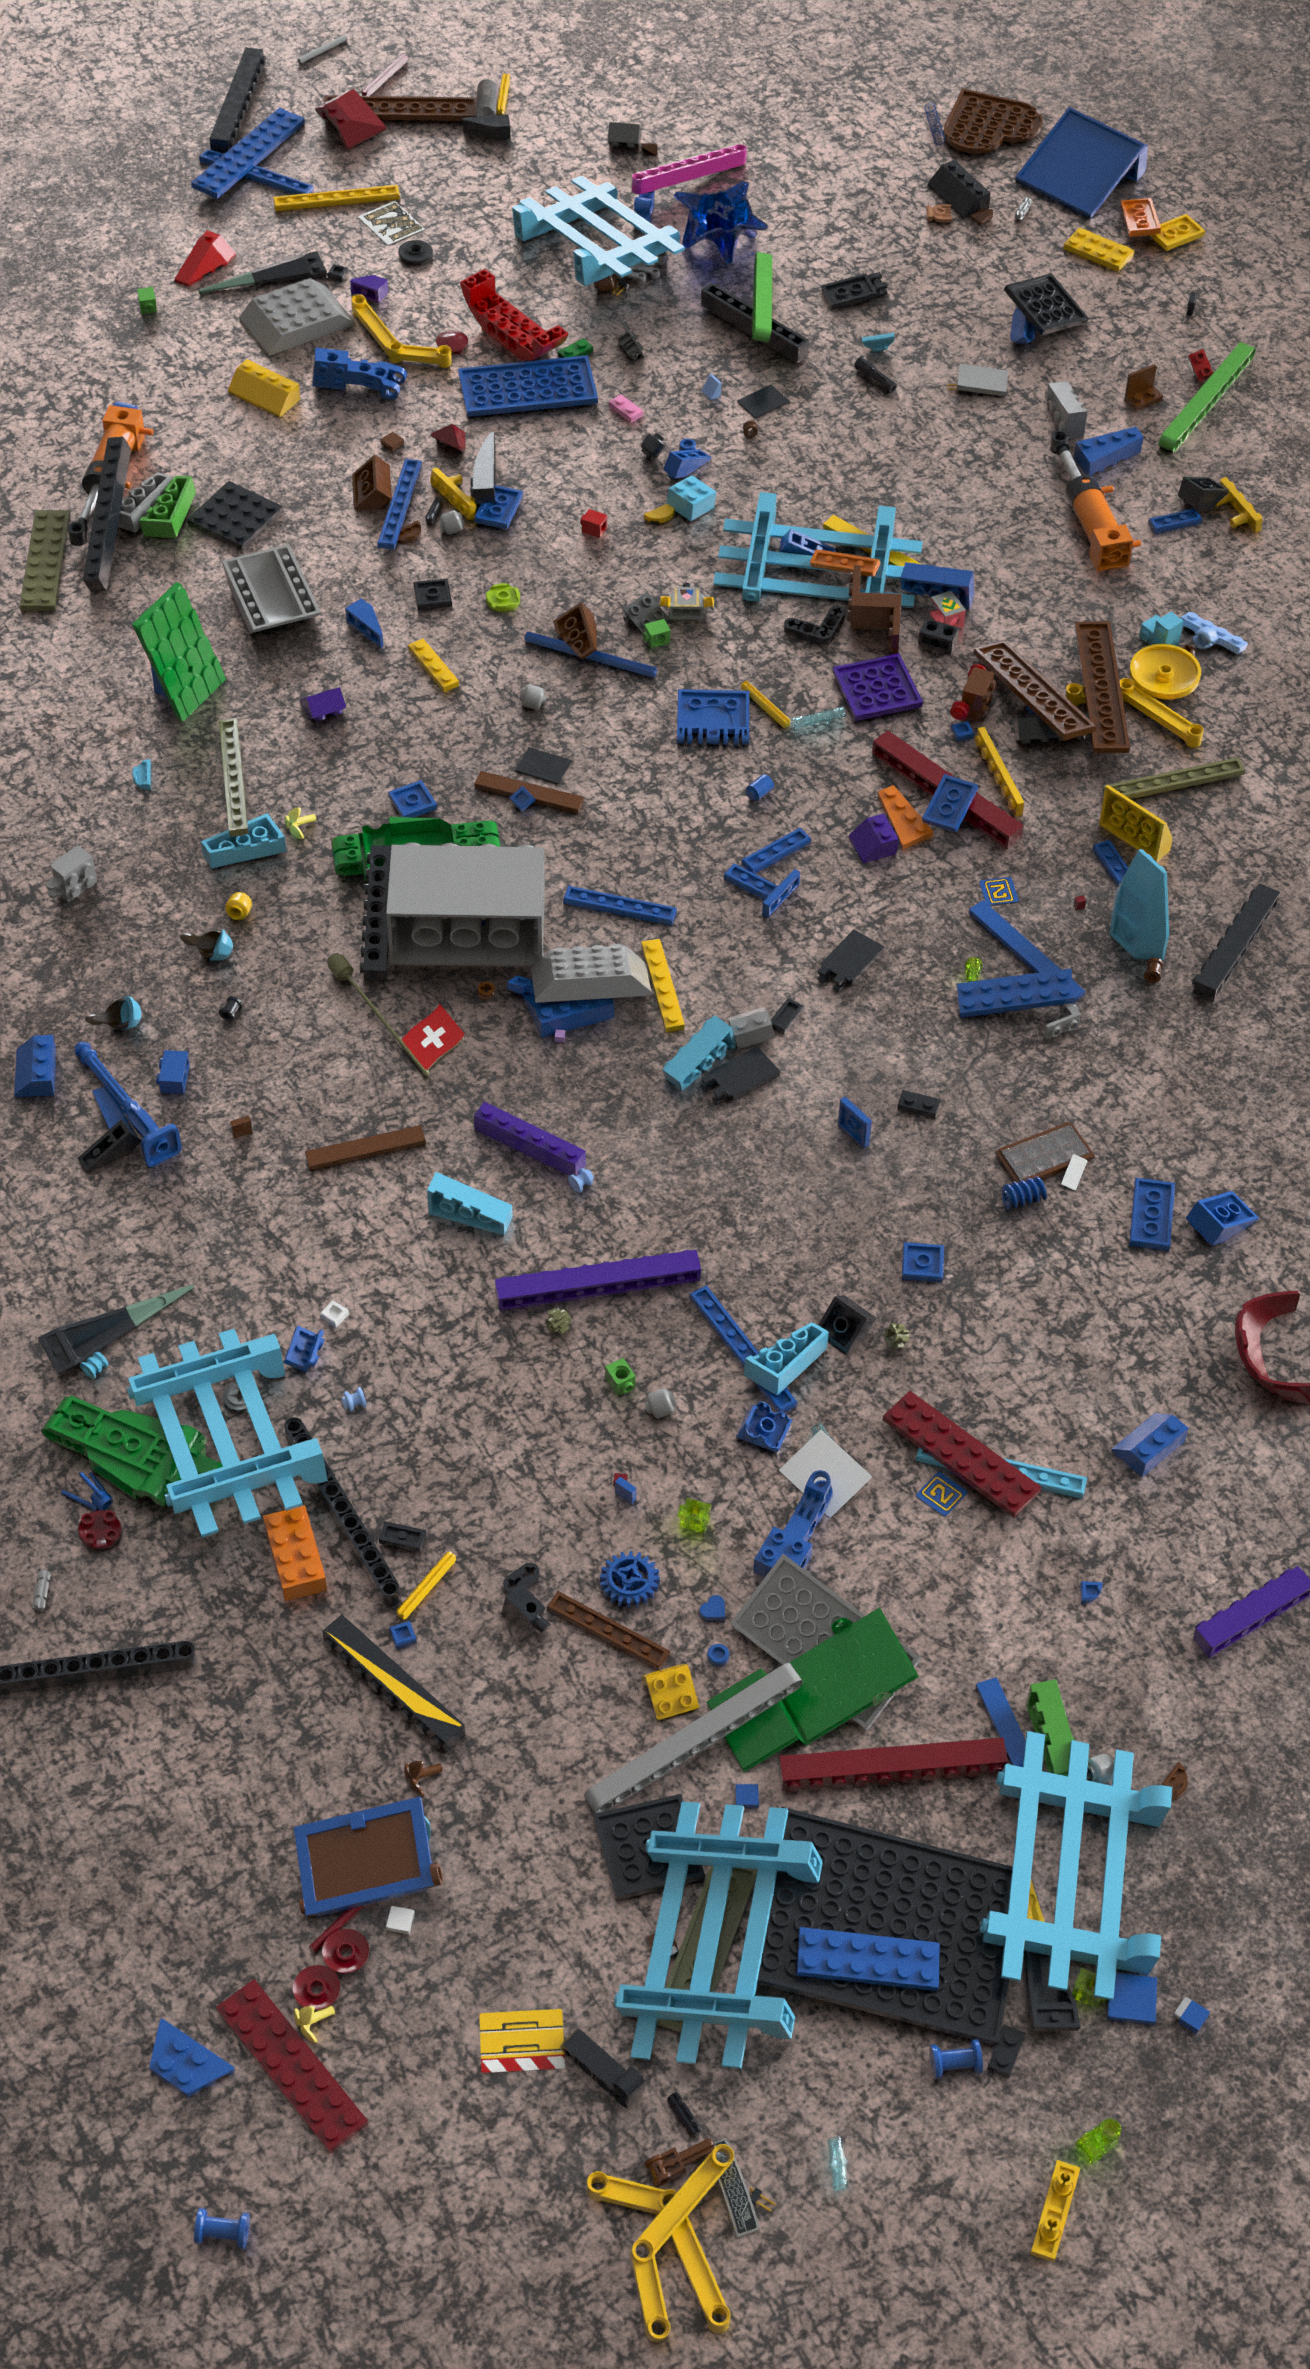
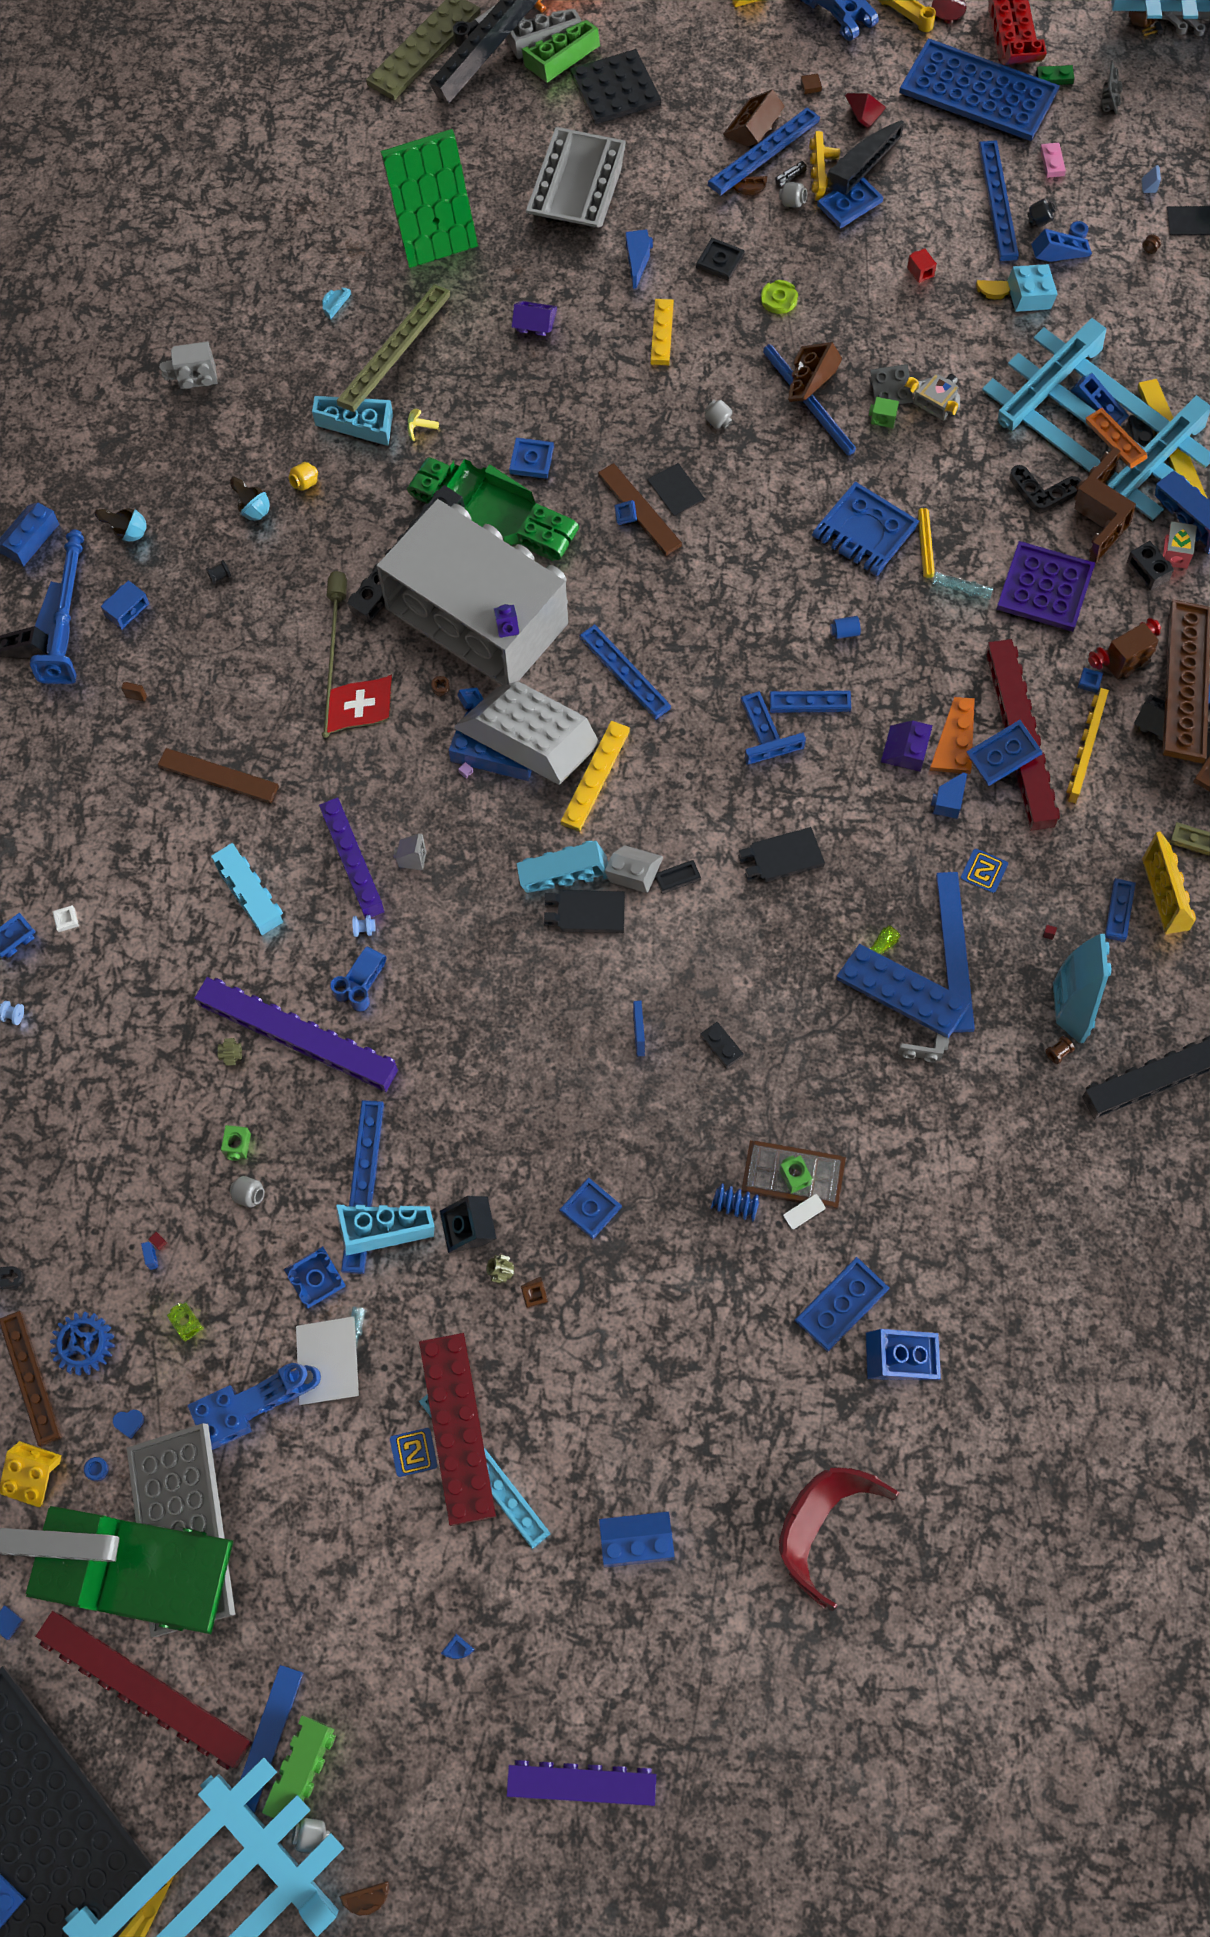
camera: 40 degrees right, 15 degrees up
(527, 892) = (506, 620): none -> dark purple bracket
(574, 1108) = (411, 852): none -> light grey slope
(610, 454) = (998, 201): none -> blue tile
(612, 1220) = (359, 979): none -> blue piece
(934, 1338) = (534, 1292): none -> reddish brown slope
(935, 856) = (949, 797): none -> blue slope
(1049, 1147) = (795, 1183): none -> bright green brick

